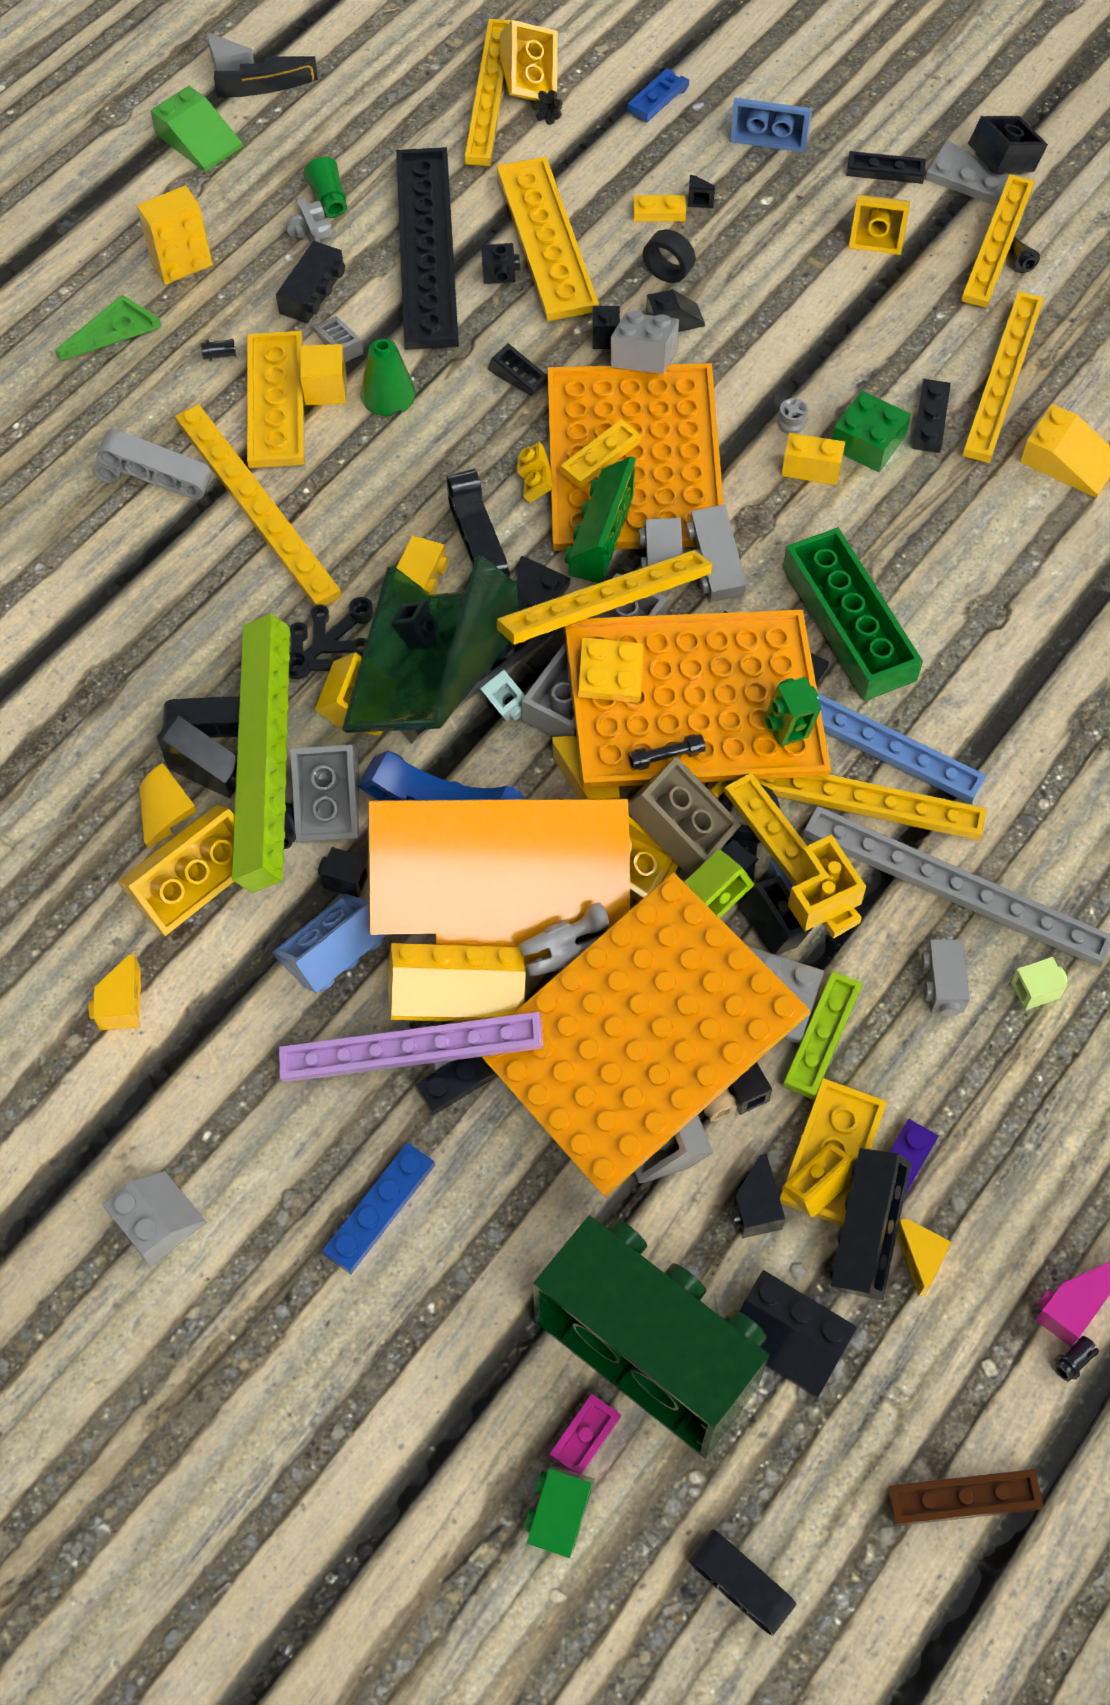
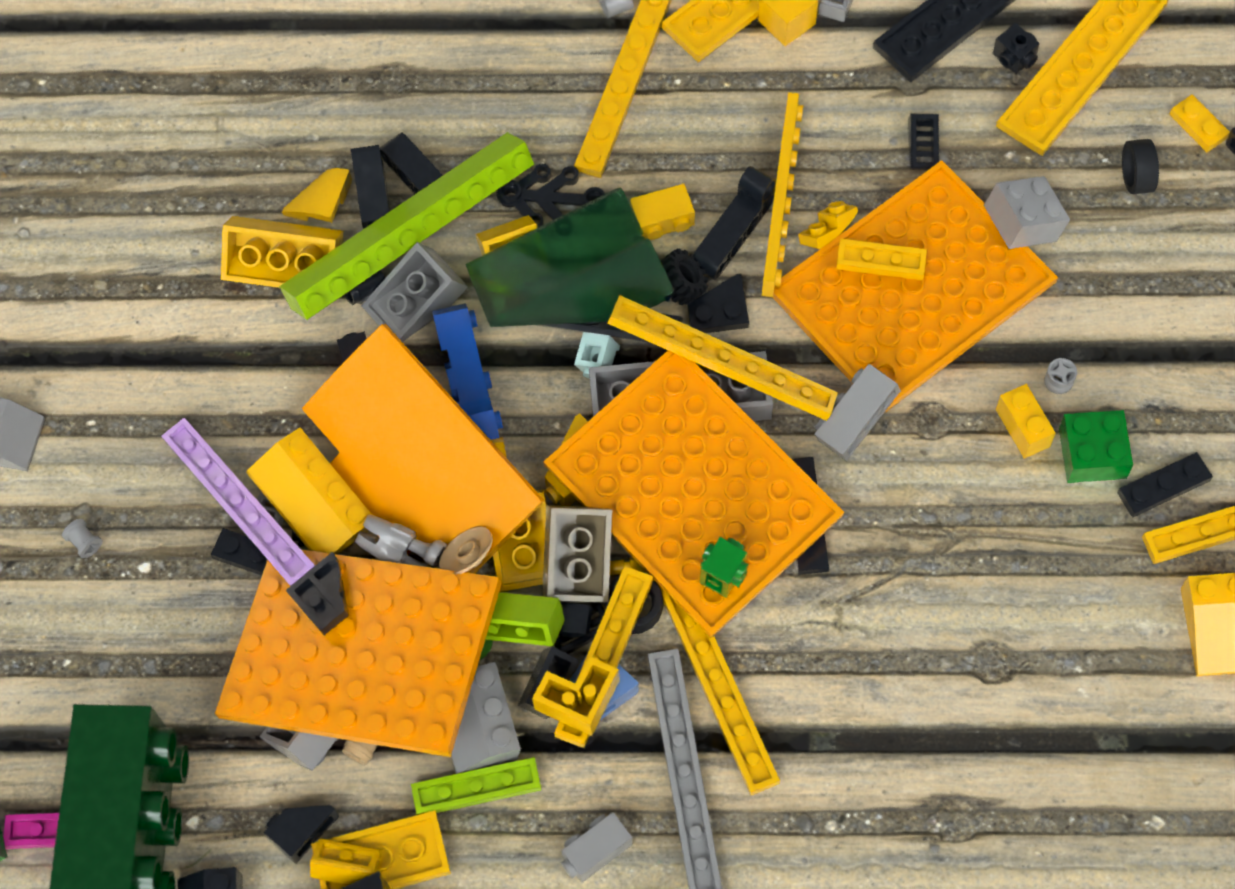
camera: 55 degrees right, 5 degrees up
(118, 997) = (148, 286): yellow slope -> none
(322, 1211) = (82, 538): none -> light grey bush
(329, 943) = (282, 387): medium blue slope -> none
(378, 1208) = (114, 574): blue plate -> none
(386, 380) = (820, 59): green cone -> none
(416, 625) = (597, 243): black brick -> none
(494, 490) = (781, 203): none -> yellow plate
(571, 1025) = (322, 594): none -> black wing
(602, 521) = (809, 308): green slope -> none
(604, 322) = (1023, 166): black brick -> none
(610, 670) = (656, 409): yellow plate -> none
(621, 886) = (466, 550): none -> tan dish
(641, 759) = (638, 515): black bar -> none
(661, 540) = (829, 365): light grey brick -> none
(675, 306) = (1089, 212): black slope -> none
(751, 1089) = (388, 763): black brick -> none
(852, 614) = (885, 553): green brick -> none
(900, 751) = (784, 674): medium blue plate -> none

